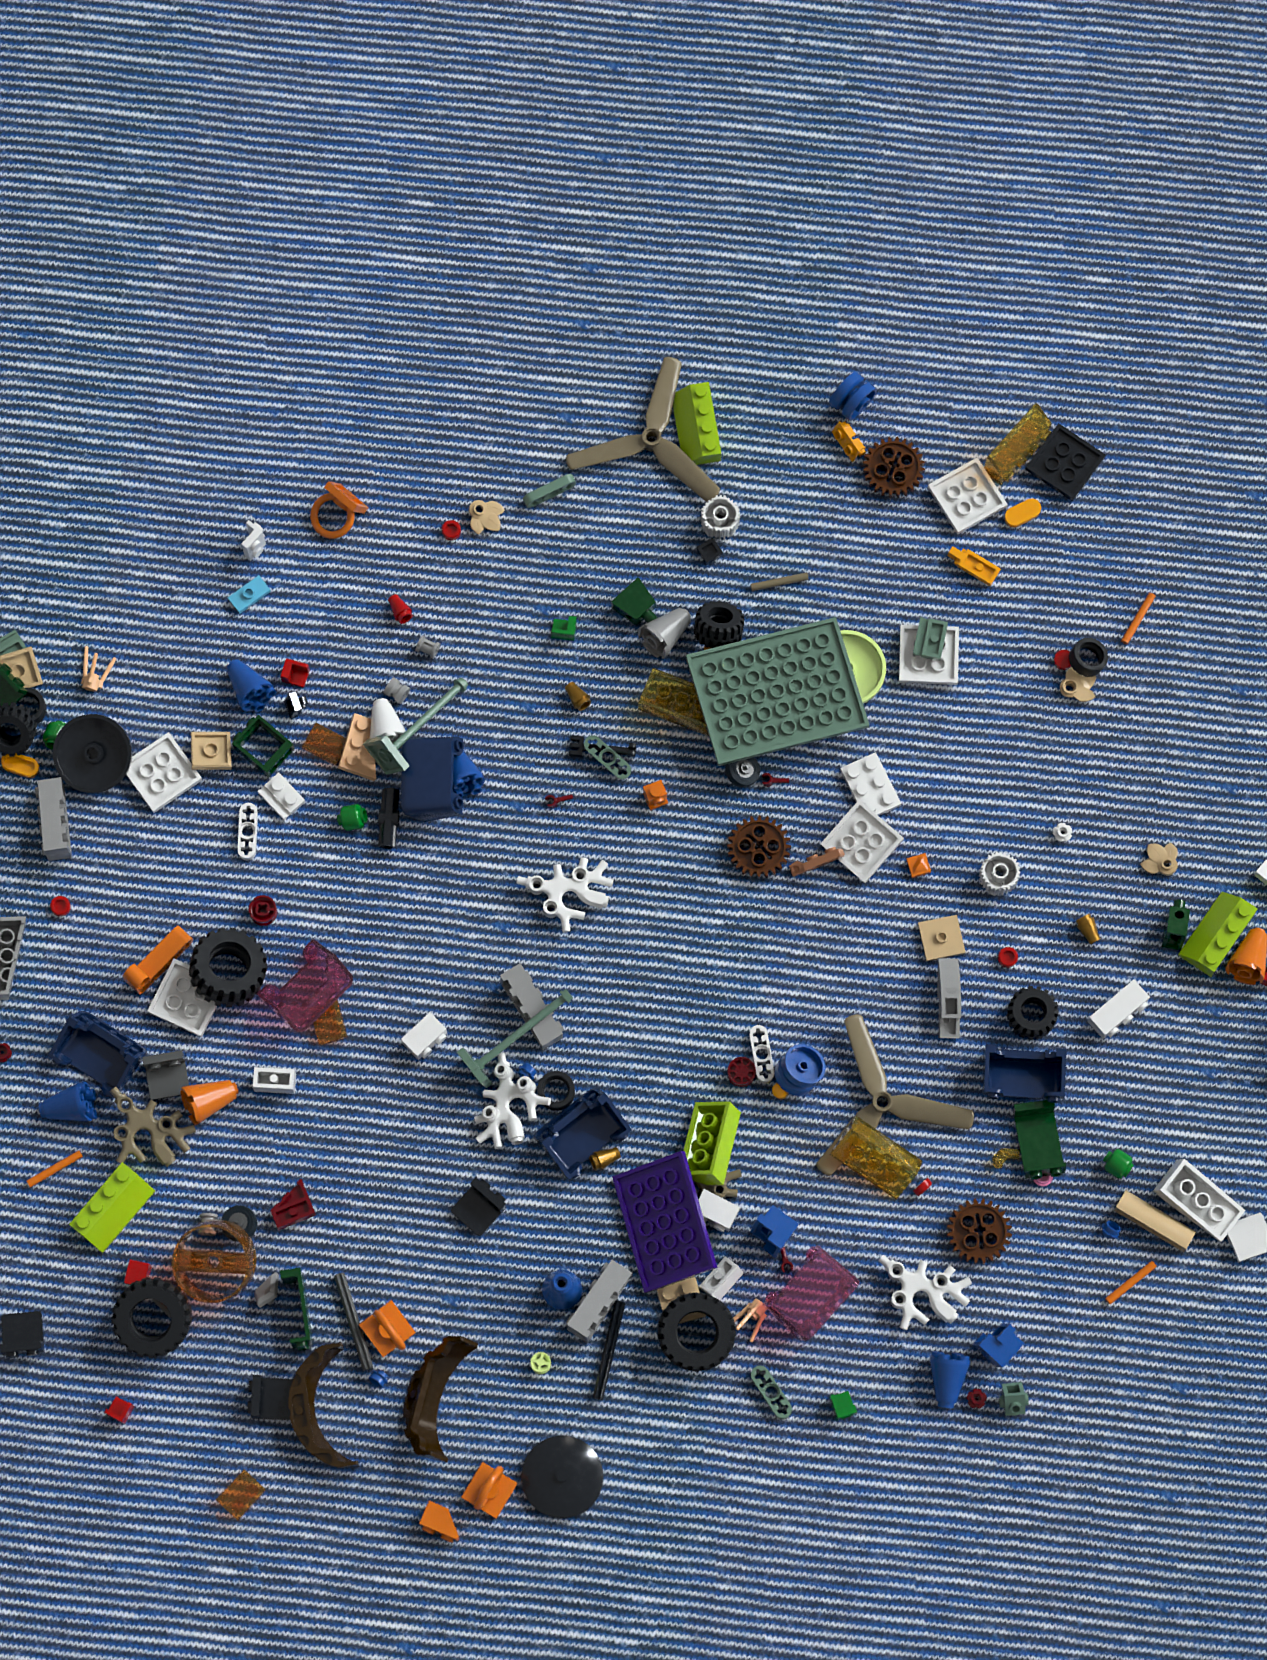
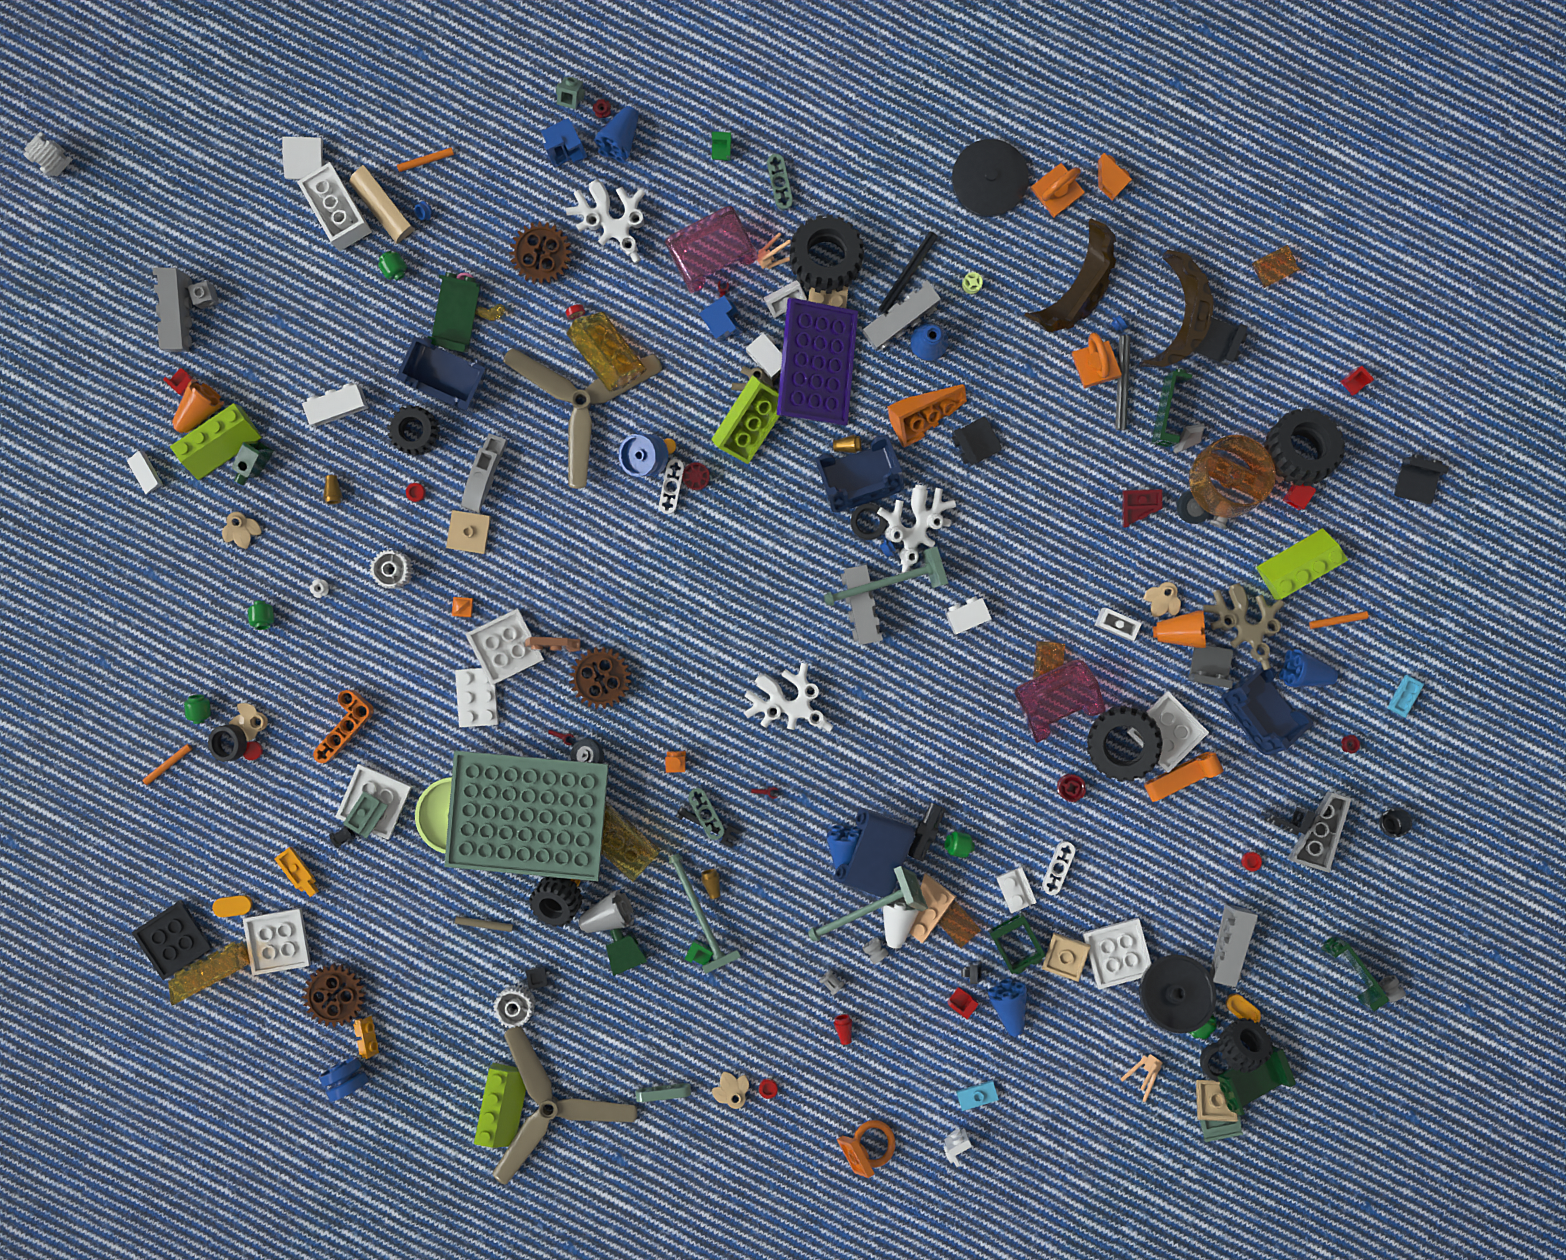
camera: 160 degrees left, 15 degrees up
(35, 948) = (1299, 823): none -> black bracket
(236, 1121) = (1161, 602): none -> tan plate
(542, 628) = (719, 957): none -> sand green tile
(546, 1213) = (919, 413): none -> orange wedge
(945, 611) = (341, 836): none -> black bush
(986, 708) = (341, 728): none -> orange beam
(1106, 786) = (260, 615): none -> green head
(1130, 678) = (197, 708): none -> green head

